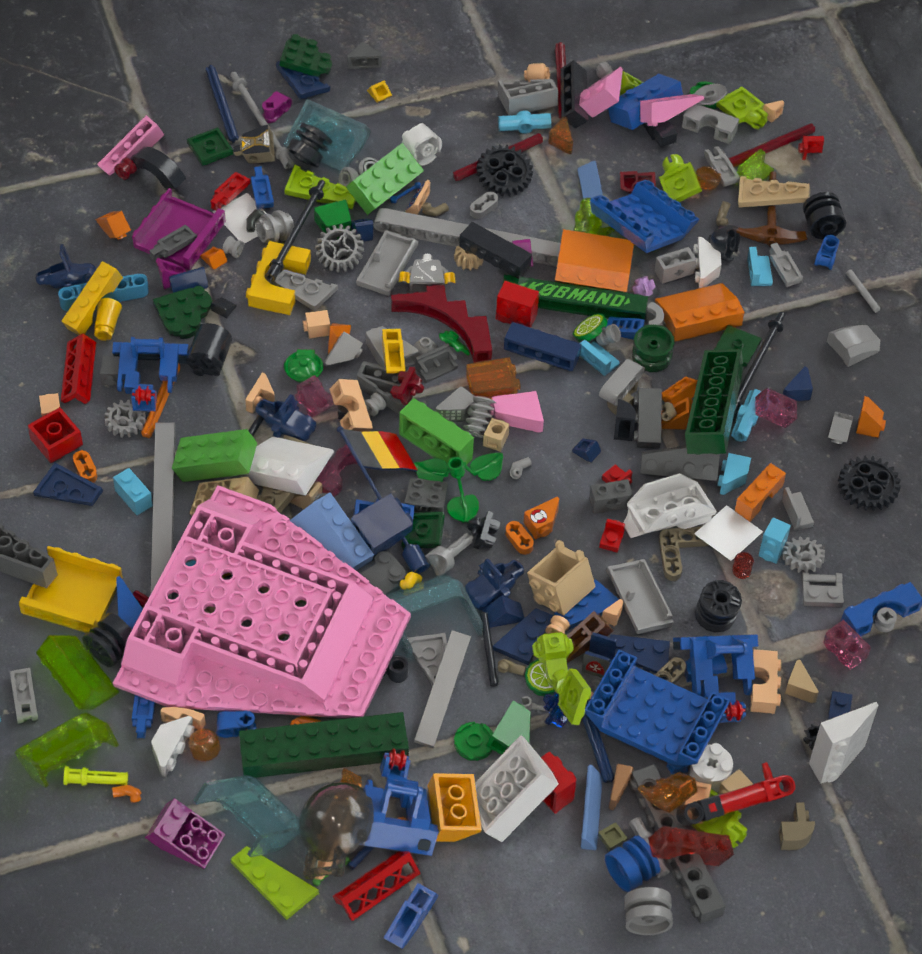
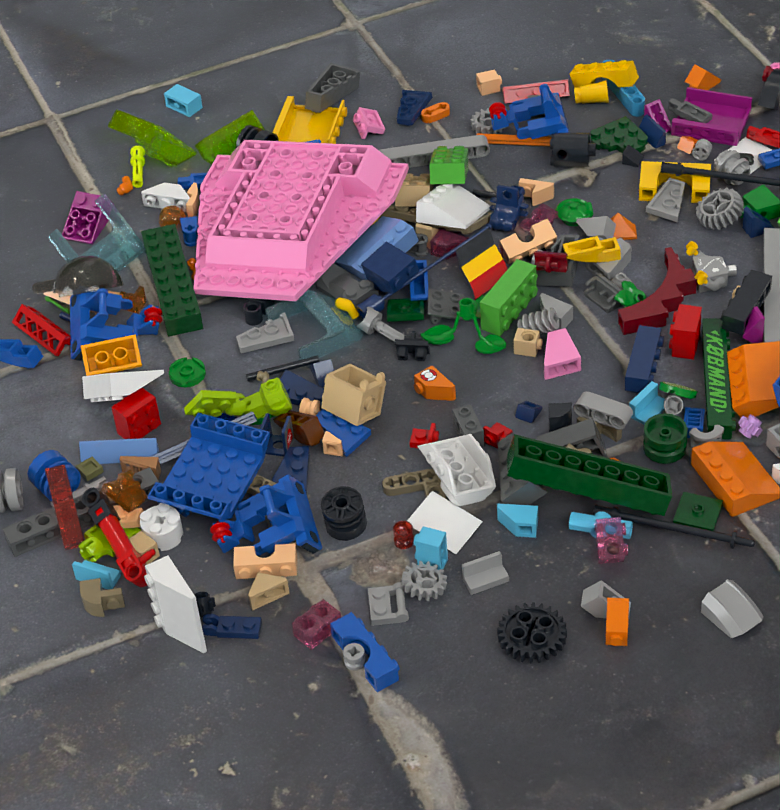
camera: 90 degrees right, 10 degrees down
(23, 694) = (208, 120): light grey plate -> none
(55, 435) = (458, 86): red brick -> none
(65, 272) = (640, 59): dark blue piece -> none
(86, 532) = (368, 121): none -> bright pink bracket
(132, 491) = (411, 134): medium azure brick -> none
(280, 887) = (44, 272): lime wing -> none
(317, 324) = (628, 209): light nougat brick -> none
(387, 262) = (729, 246): light grey container -> none
(442, 689) = (232, 338): light grey tile -> none
(492, 378) = (592, 331): clear orange brick -> none
(493, 582) = (348, 352): dark blue piece -> none
(512, 725) = (186, 385): slope -> none
(515, 539) = (405, 377): orange beam -> none
(518, 466) = (493, 363): light grey arm -> none
(641, 596) = (354, 461): light grey container -> none
(761, 833) = (91, 570): none -> medium azure panel
(765, 485) = (512, 544): orange arch -> none
(800, 387) = (652, 564): dark blue slope -> none

